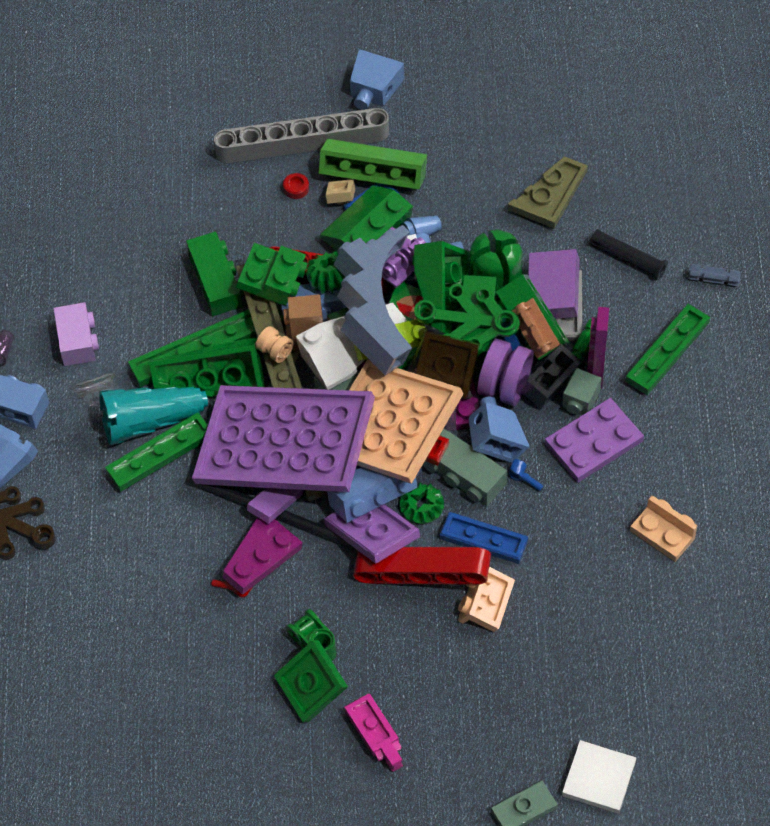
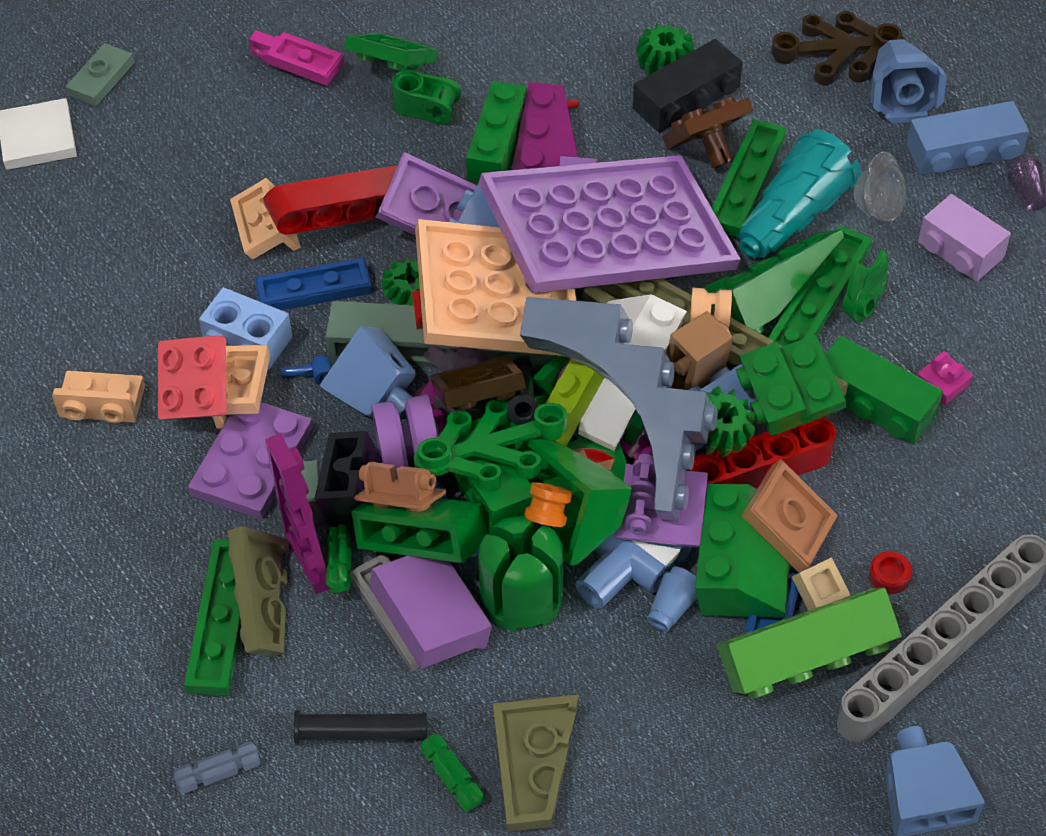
camera: 145 degrees right, 5 degrees down
(133, 584) = (662, 46): none -> green gear
(135, 540) = (687, 85): none -> black brick
(156, 489) = (708, 127): none -> reddish brown plate
(167, 266) = (946, 375): none -> dark pink tile
(170, 328) = (866, 287): none -> green plate
(291, 570) = (496, 131): none -> green brick
(328, 224) = (789, 515): none -> nougat tile
(469, 256) = (548, 504): none -> orange wheel
(543, 521) = (246, 323): none -> light blue brick
(577, 474) = (244, 380): none -> light nougat bracket
(595, 209) = (452, 772): none -> green axle
(612, 485) = (192, 377): none -> coral plate
(641, 341) = (257, 589): none -> olive wing

